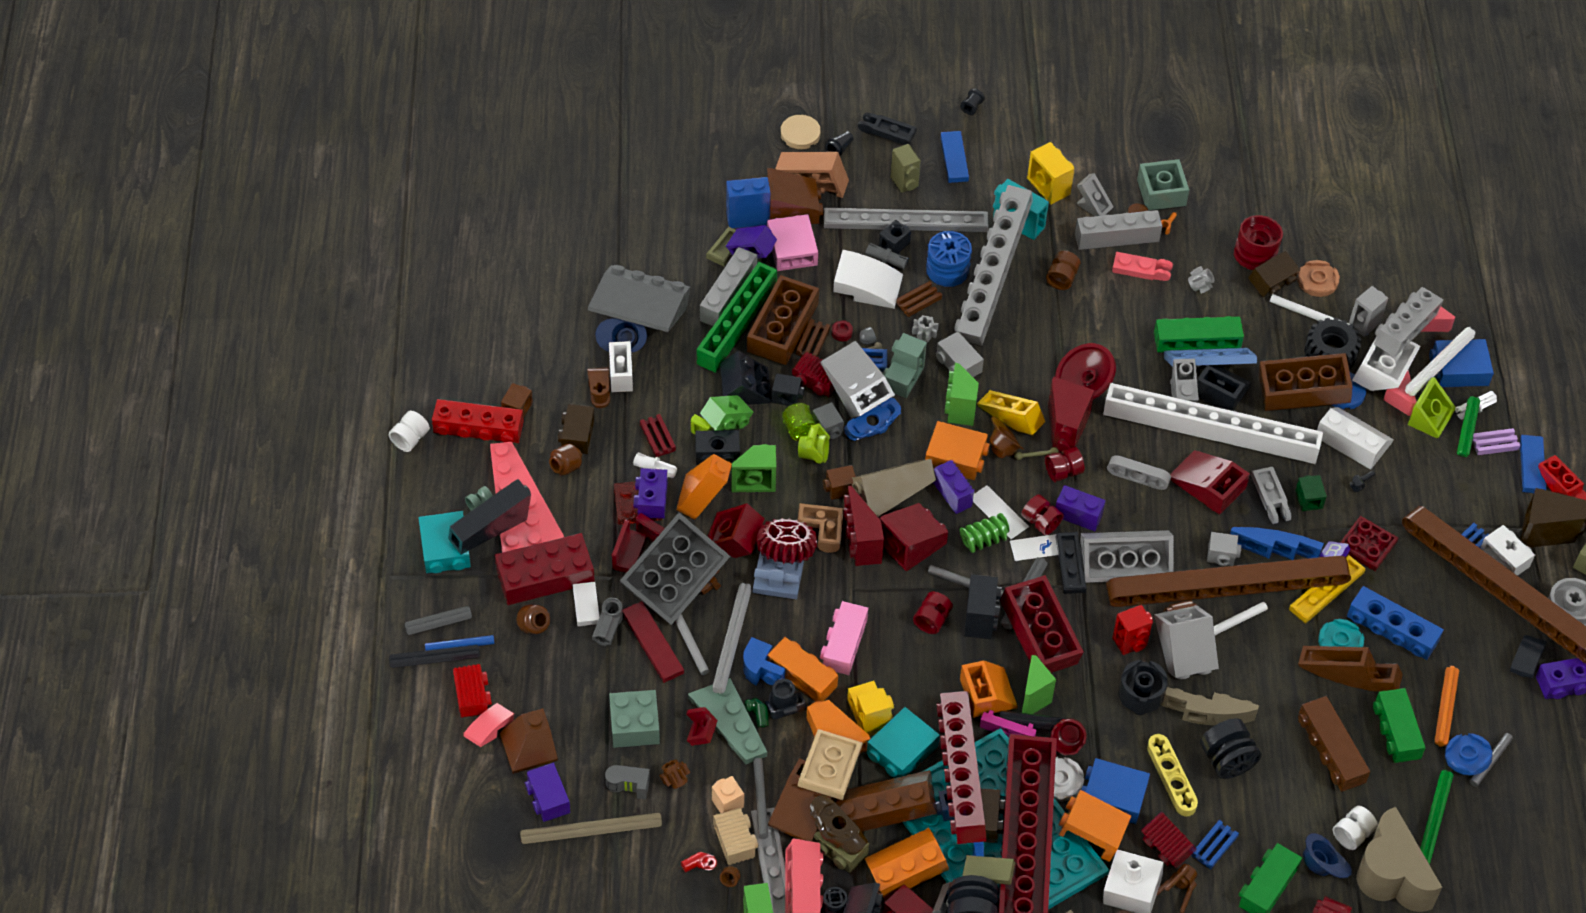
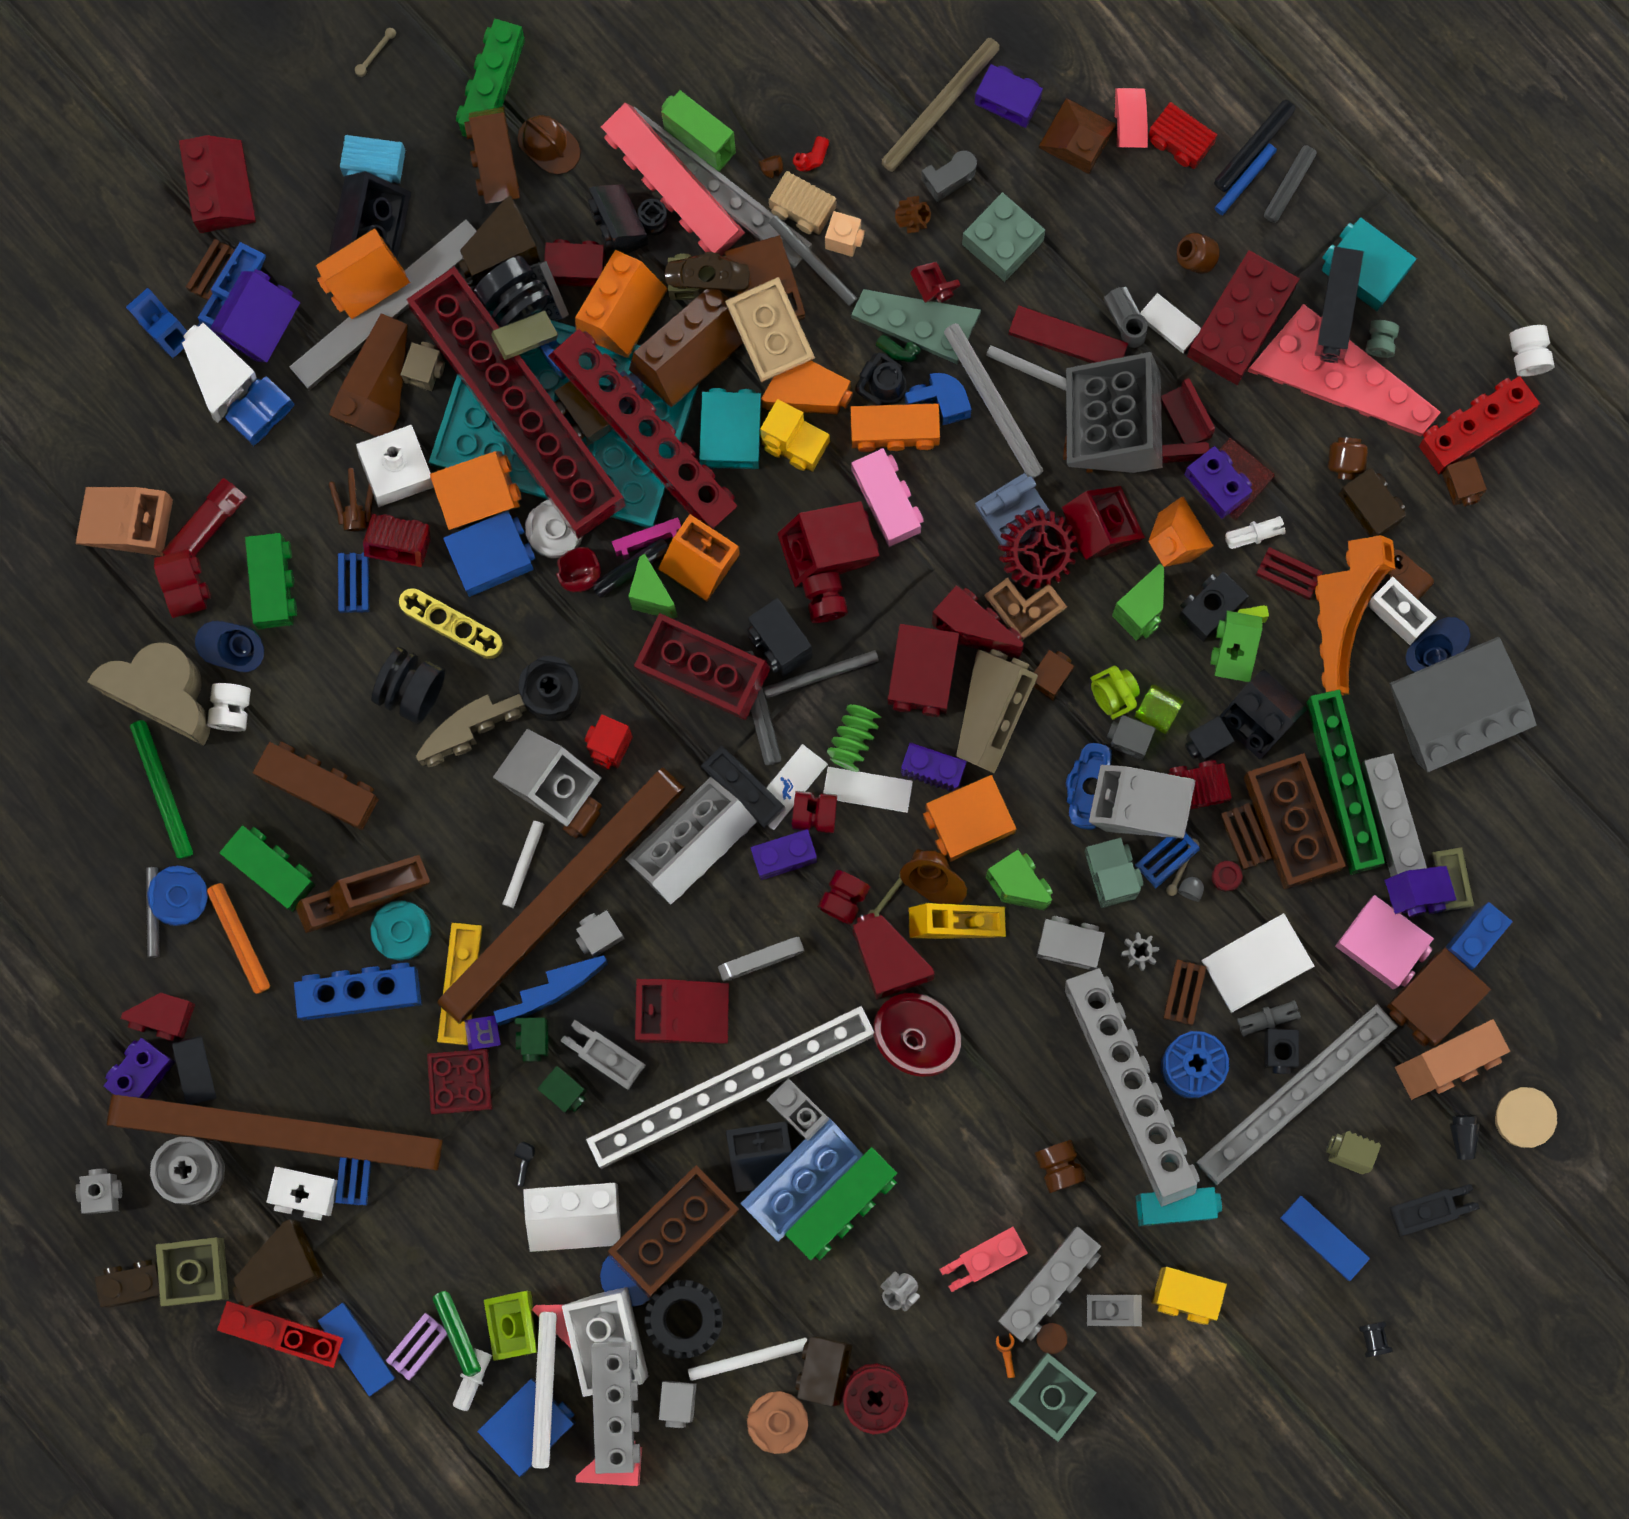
camera: 145 degrees right, 25 degrees up
(644, 394) = (1342, 603): none -> orange arch
(904, 638) = (828, 541): none -> dark red slope
(1308, 525) = (532, 1038): none -> dark green brick
(1527, 698) = (162, 1013): none -> dark red slope

